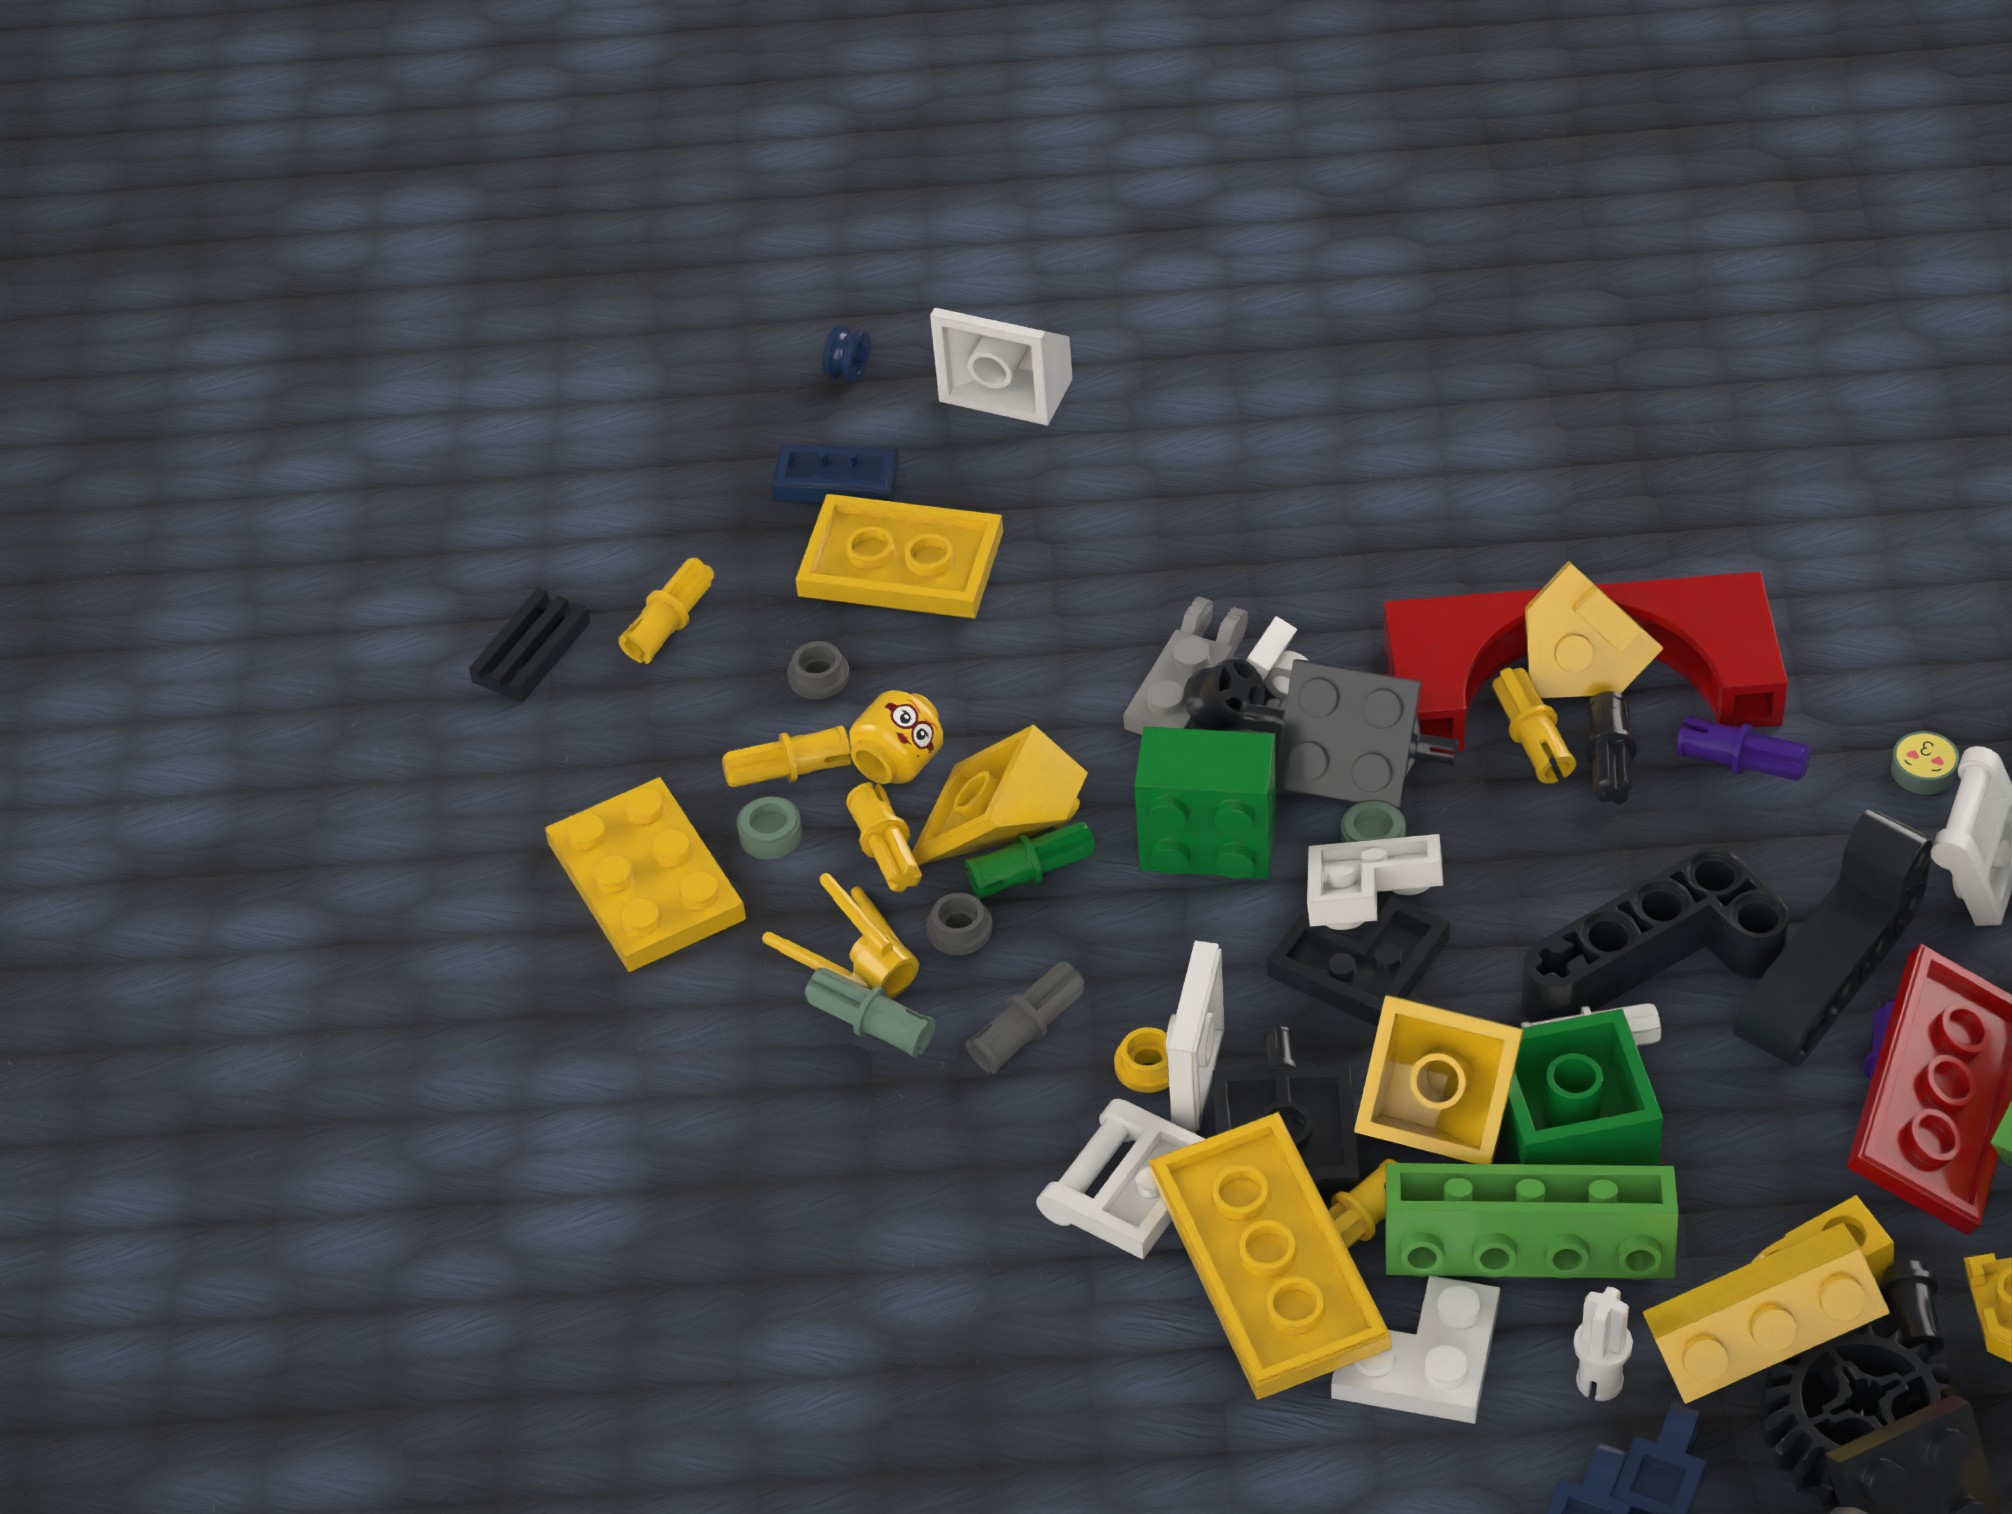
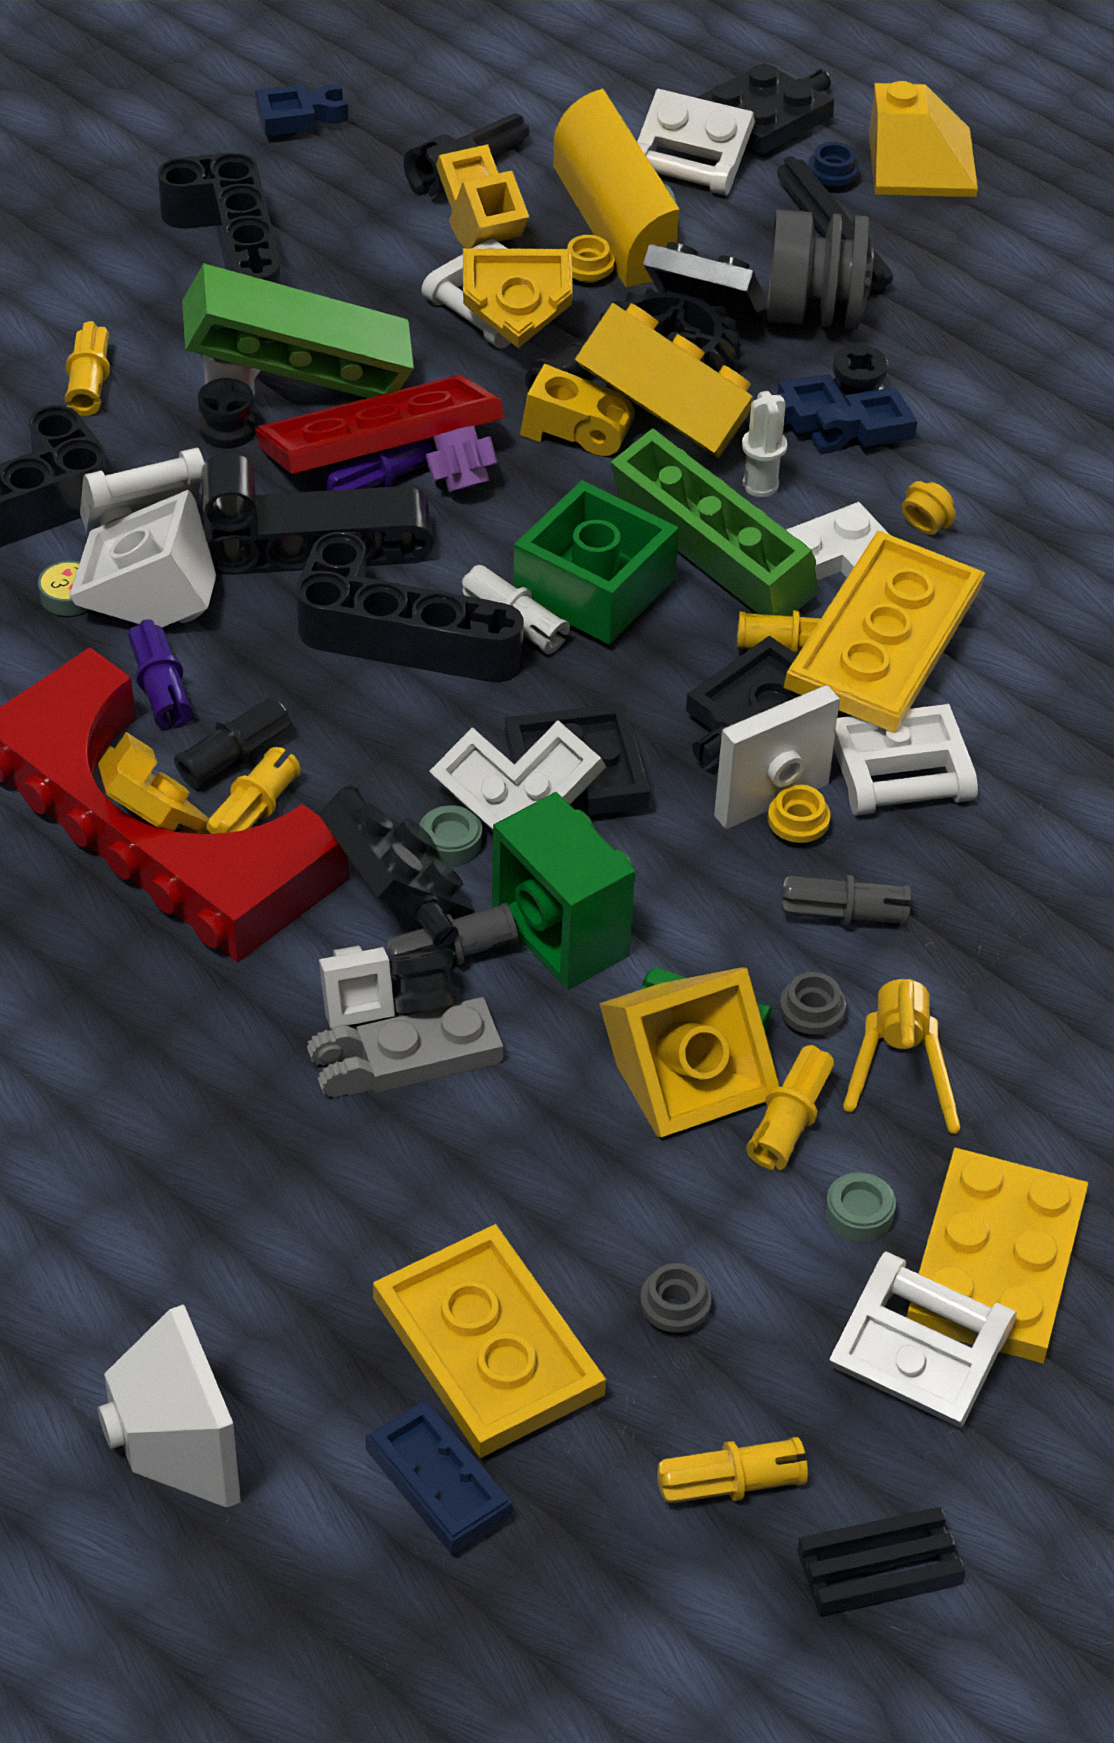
camera: 140 degrees left, 0 degrees up
(626, 755) = (912, 1358): none -> white plate
(787, 757) = (789, 1237): yellow axle -> none
(846, 353) = (269, 1600): dark blue bush -> none
(870, 1011) = (950, 991): sand green axle -> none
(895, 737) = (697, 1160): yellow head -> none
(1408, 1455) = (928, 507): none -> yellow plate
(1438, 1080) = (677, 613): yellow slope -> none
(1825, 1113) = (461, 458): none -> medium lavender gear
(1872, 772) = (148, 565): none -> white slope

